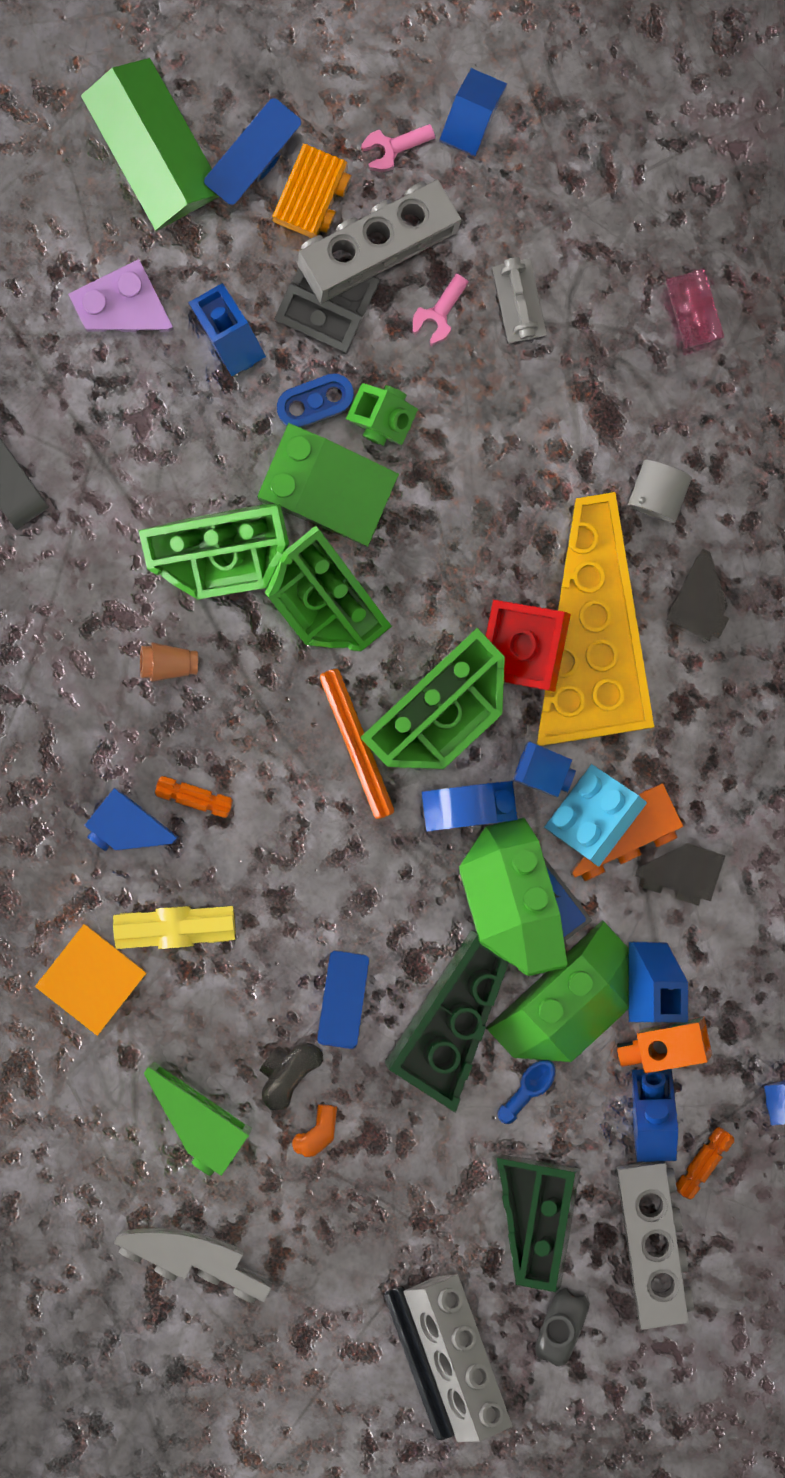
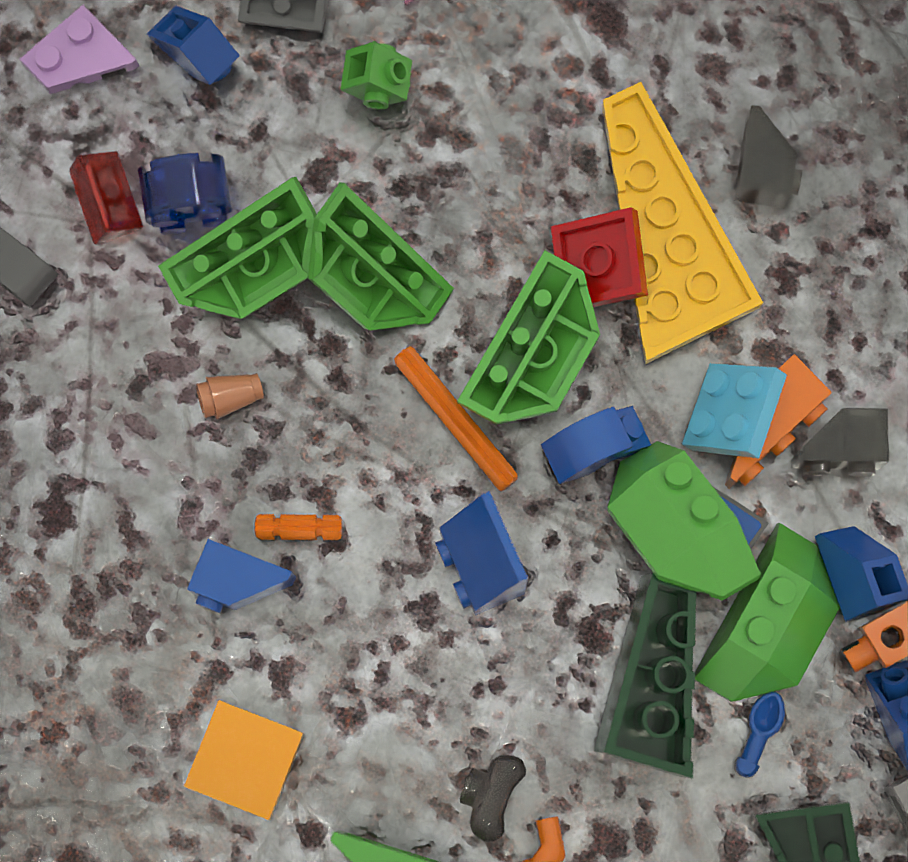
camera: 10 degrees left, 10 degrees down
(109, 446) = (105, 196): none -> clear red slope
(174, 927) = (318, 672): light yellow piece -> none
(181, 472) = (185, 191): none -> clear blue brick
(313, 397) = (301, 86): blue plate -> none
(327, 485) = (335, 149): bright green slope -> none
(338, 876) = (482, 556): none -> blue slope
(343, 999) = (527, 693): blue piece -> none
(544, 770) = (662, 380): blue slope -> none
(659, 491) = (686, 66): light grey piece -> none

